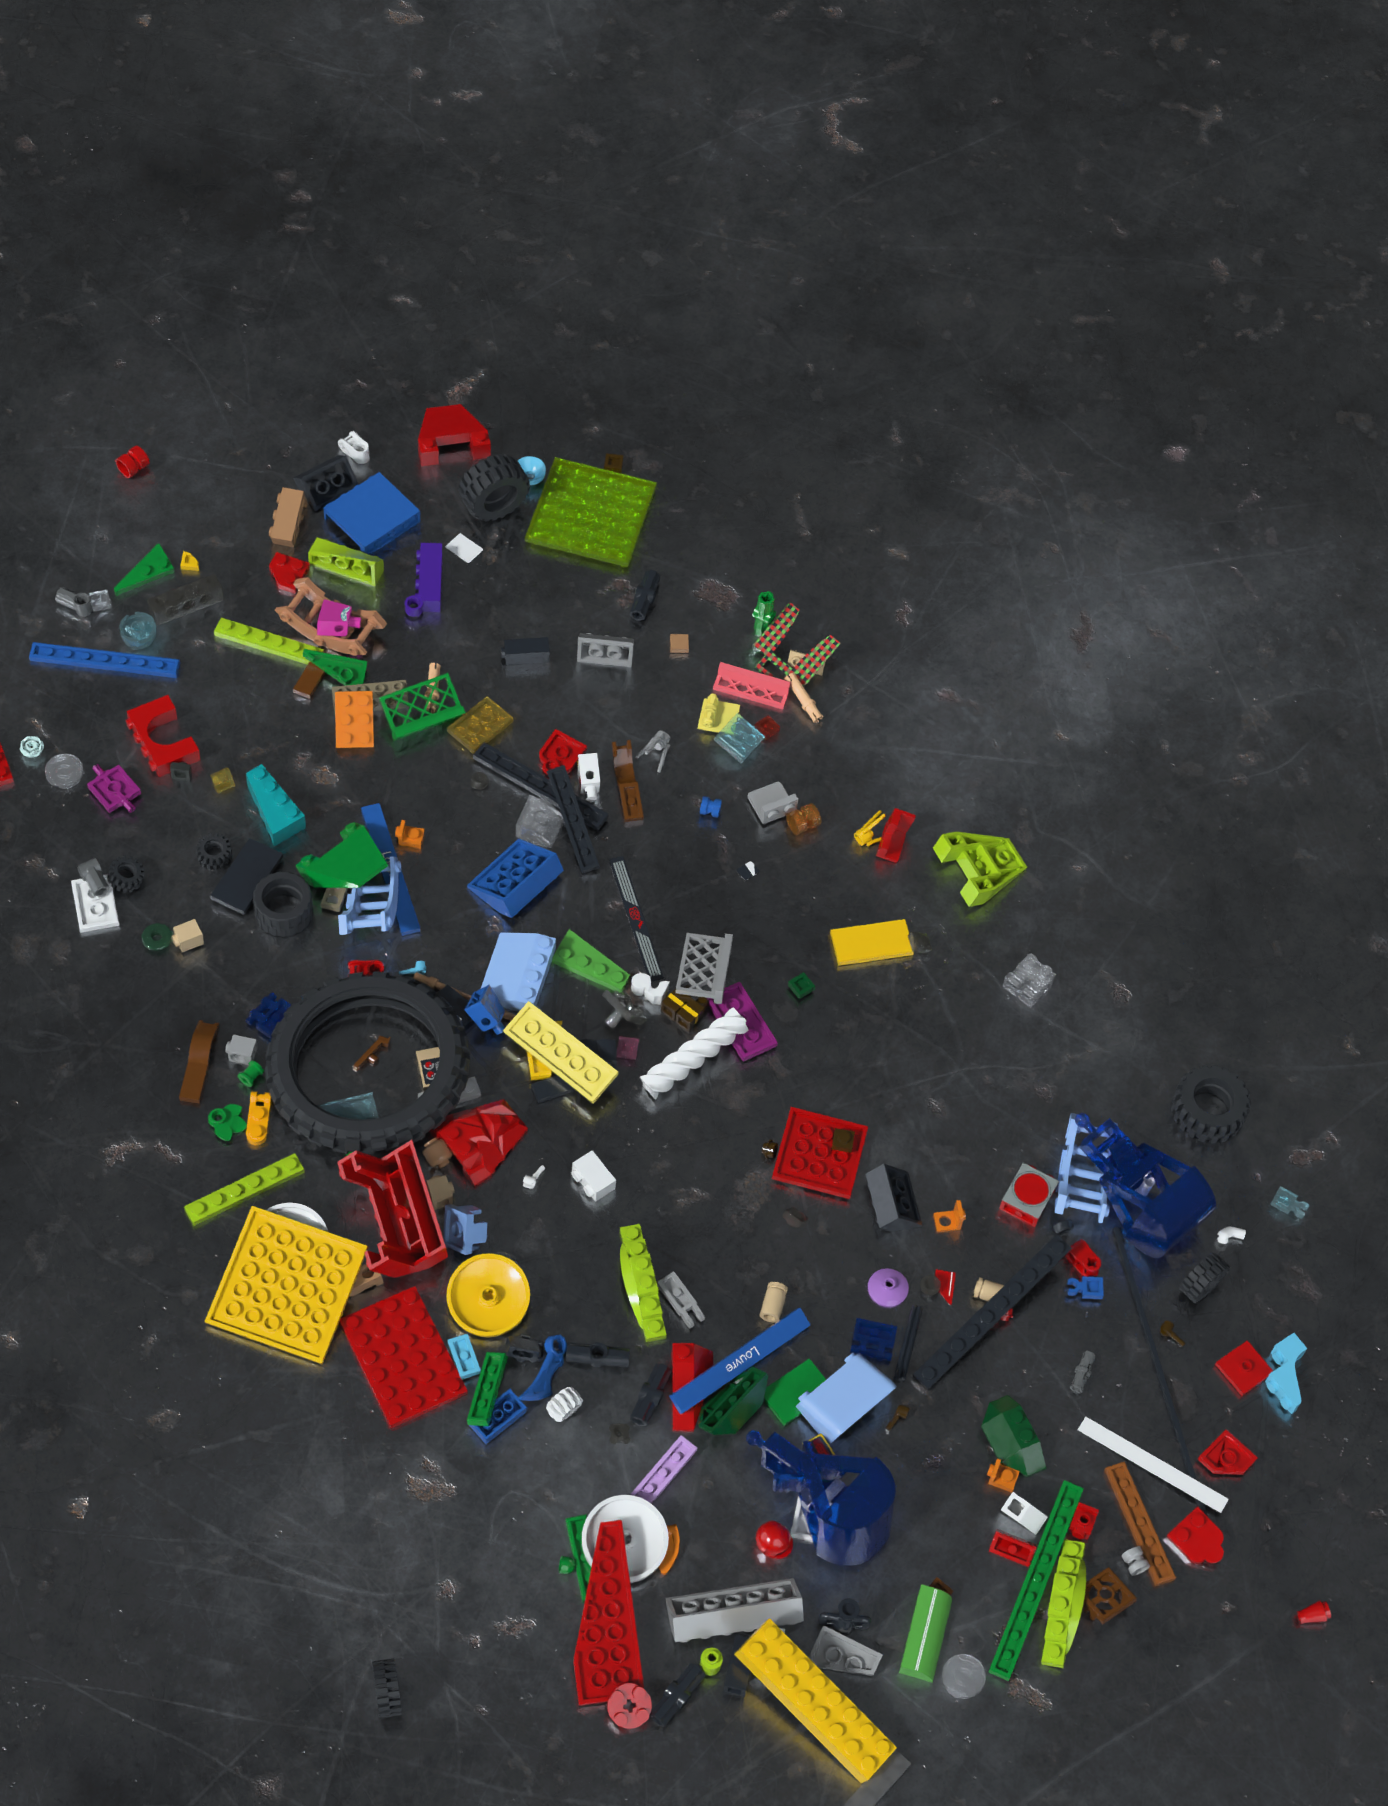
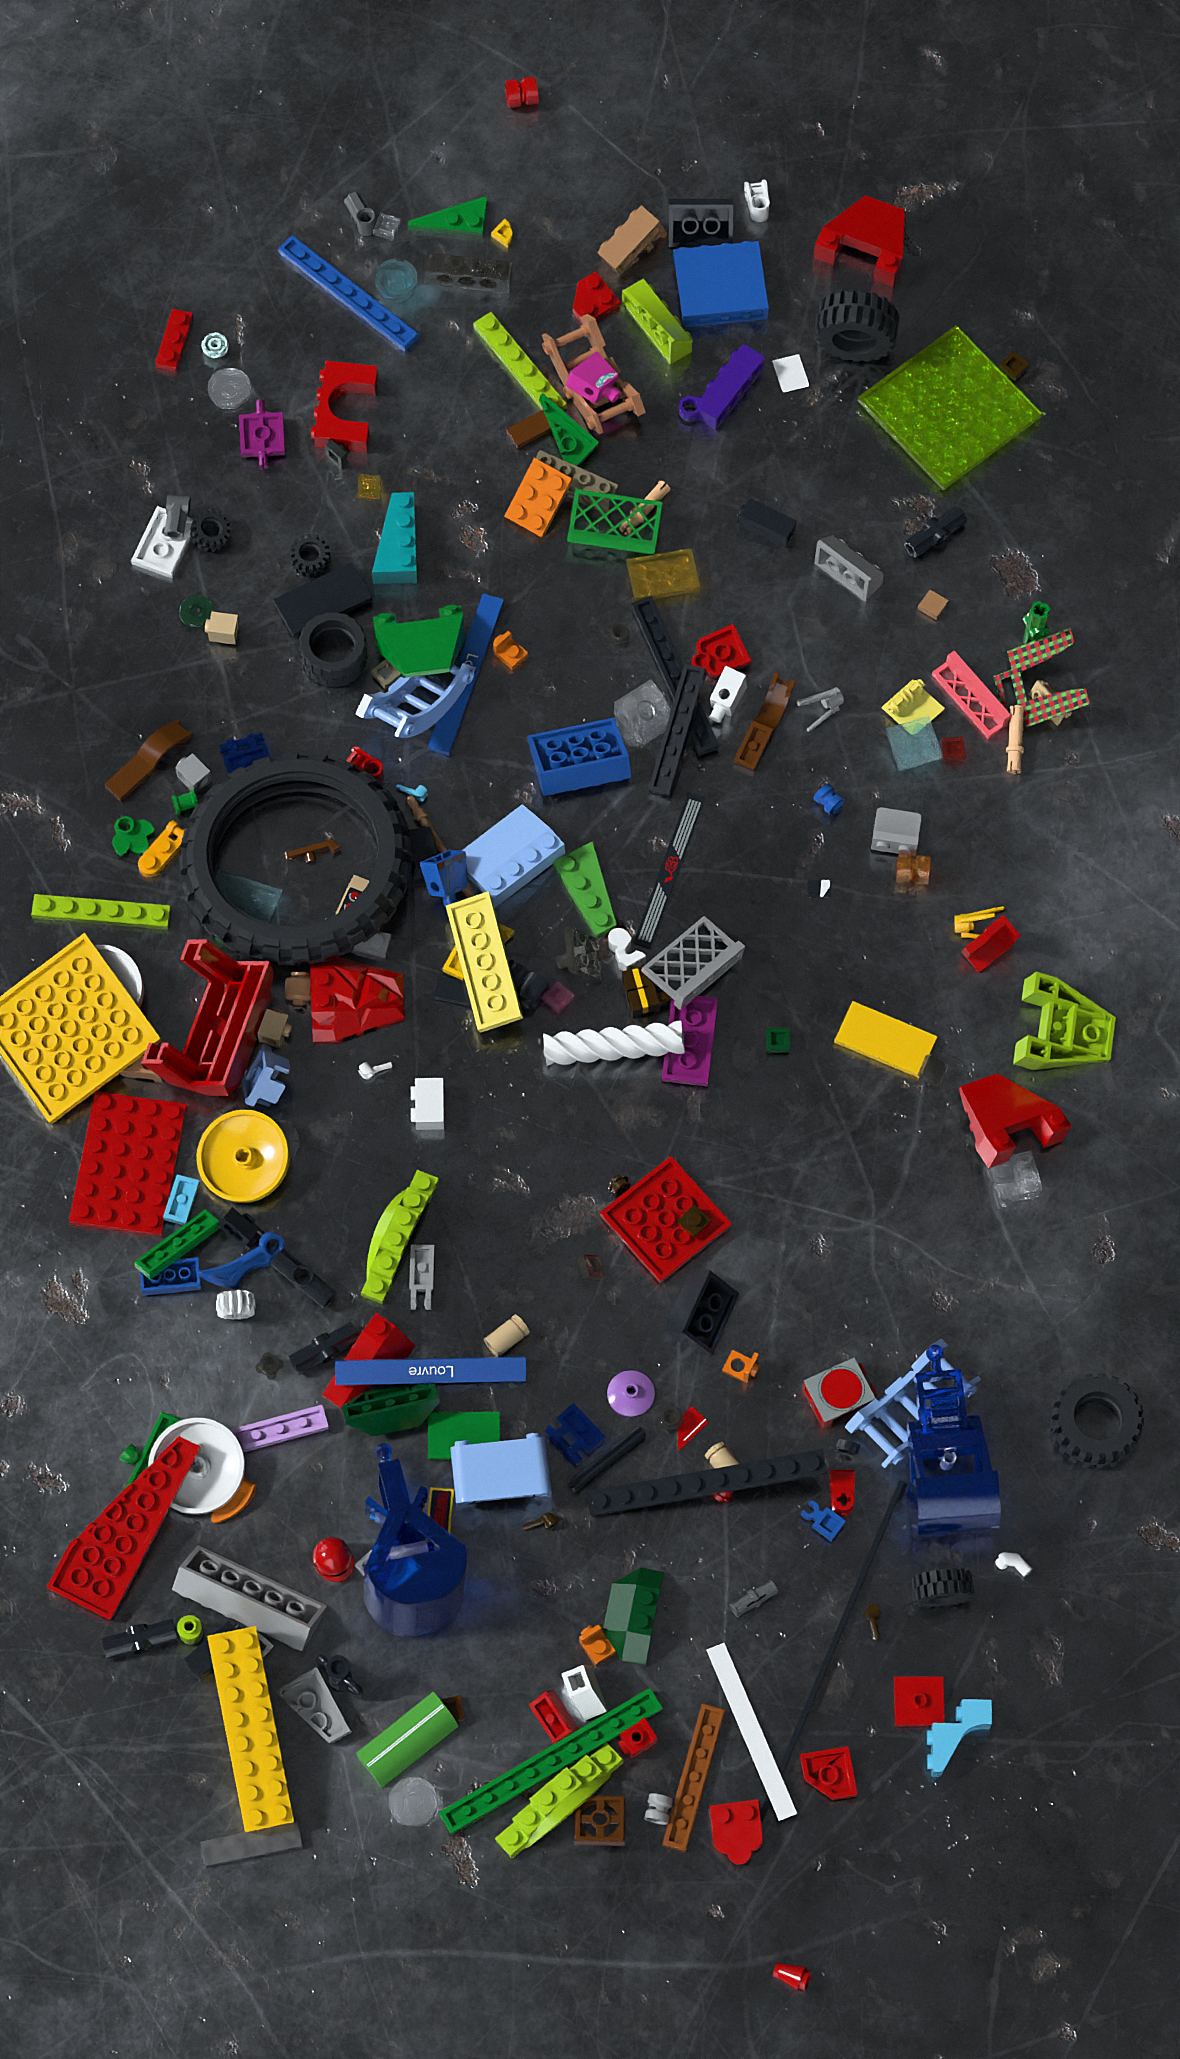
camera: 40 degrees right, 10 degrees up
(533, 466) = (920, 318): medium azure piece -> none
(619, 1697) = (75, 1621): plate -> none
(990, 941) = (1003, 1107): none -> red wedge
(1286, 1201) = (1098, 1568): clear light blue plate -> none

